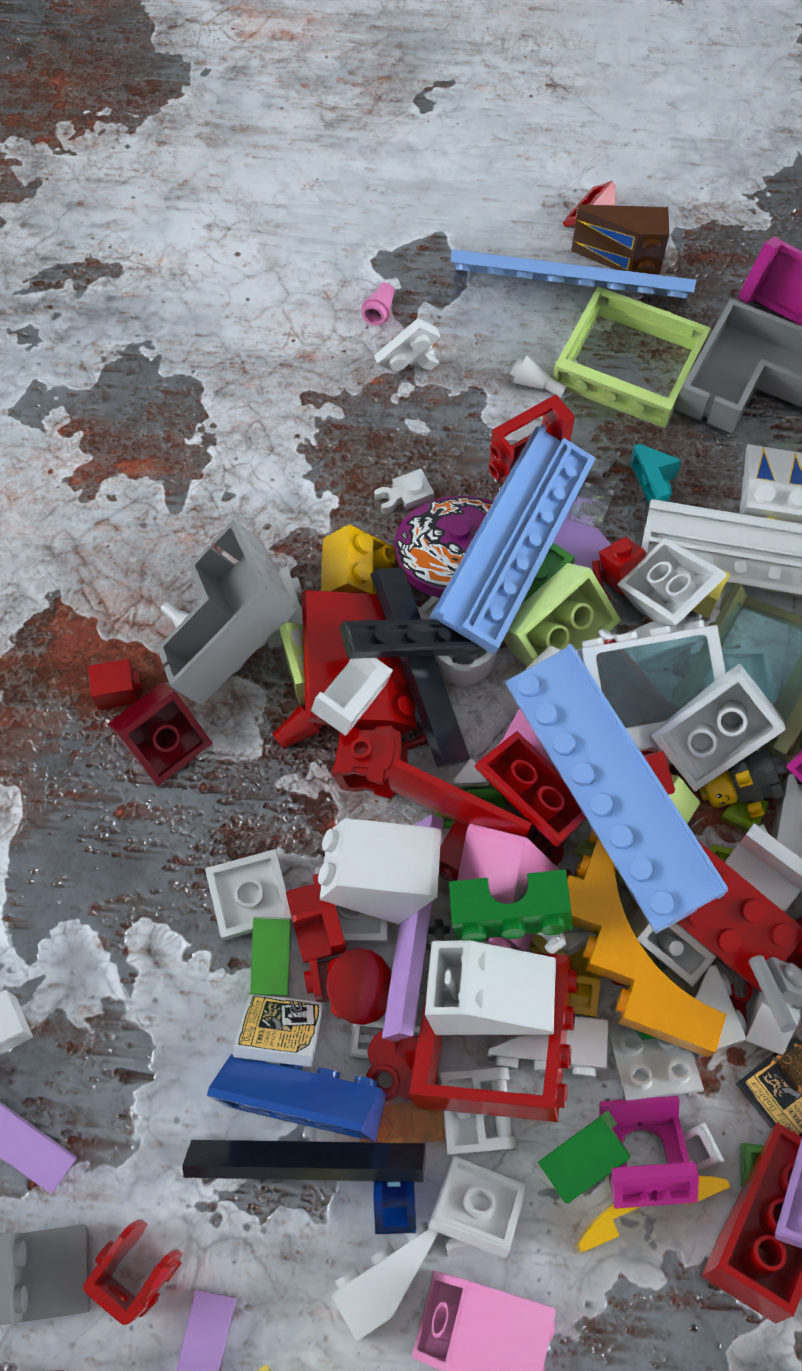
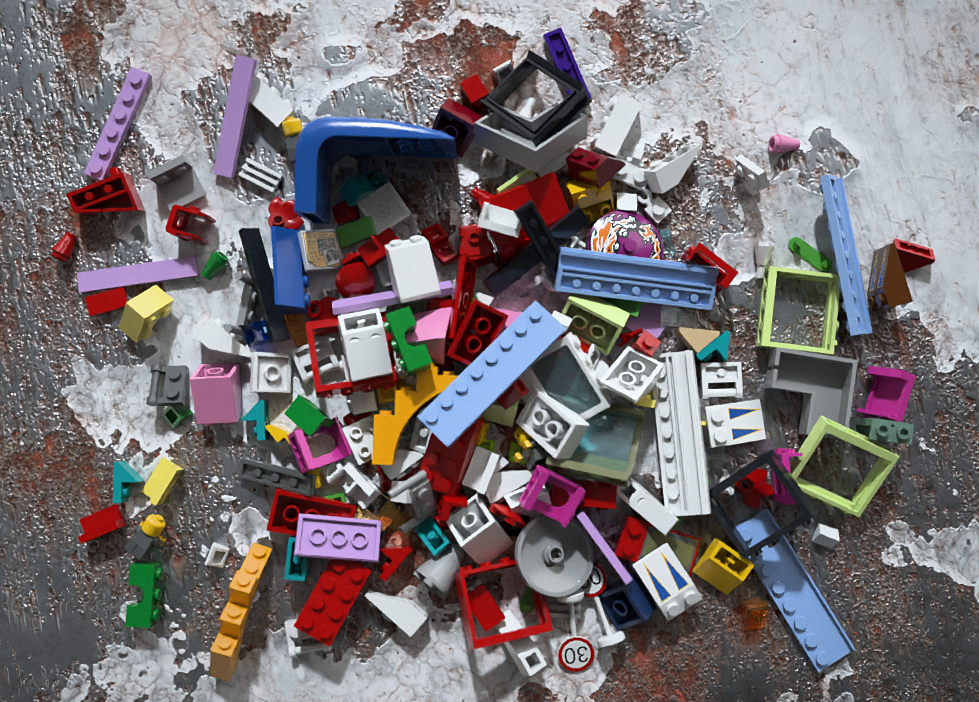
camera: 70 degrees right, 20 degrees up
(65, 1008) = (291, 130): none -> piece
(79, 1096) = (246, 167): none -> white tile
(104, 633) = (502, 71): none -> white slope
(115, 873) = (331, 138): none -> blue piece
(138, 540) = (563, 56): none -> dark purple plate
(183, 1076) = (285, 212): none -> red plate
(196, 919) = (361, 186): none -> teal slope
(225, 556) = (558, 118): none -> black piece
(226, 967) = (344, 213): none -> red slope
(228, 1252) = (215, 264): none -> green cone
(263, 501) = (616, 126): none -> white brick
(315, 544) = (592, 167): none -> dark red slope
(326, 818) = (440, 244): none -> red slope
(338, 504) = (633, 173): none -> white hinge
(349, 1217) = (247, 306): none -> light grey plate
(360, 449) = (668, 172): none -> white slope
(385, 524) = (626, 202): none -> white slope
(456, 486) = (667, 234): none -> clear light blue hand
(551, 1259) = (260, 413): none -> teal slope
(558, 318) = (810, 254): none -> bright green piece
(608, 1084) = (350, 418): none -> red hand
(632, 494) = (696, 338): none -> tan slope
(684, 1264) = (277, 476): none -> dark grey tile
(695, 478) = (721, 373): none -> white plate
(738, 1057) = (385, 482): none -> red hand
(740, 1108) = (359, 485): none -> white panel

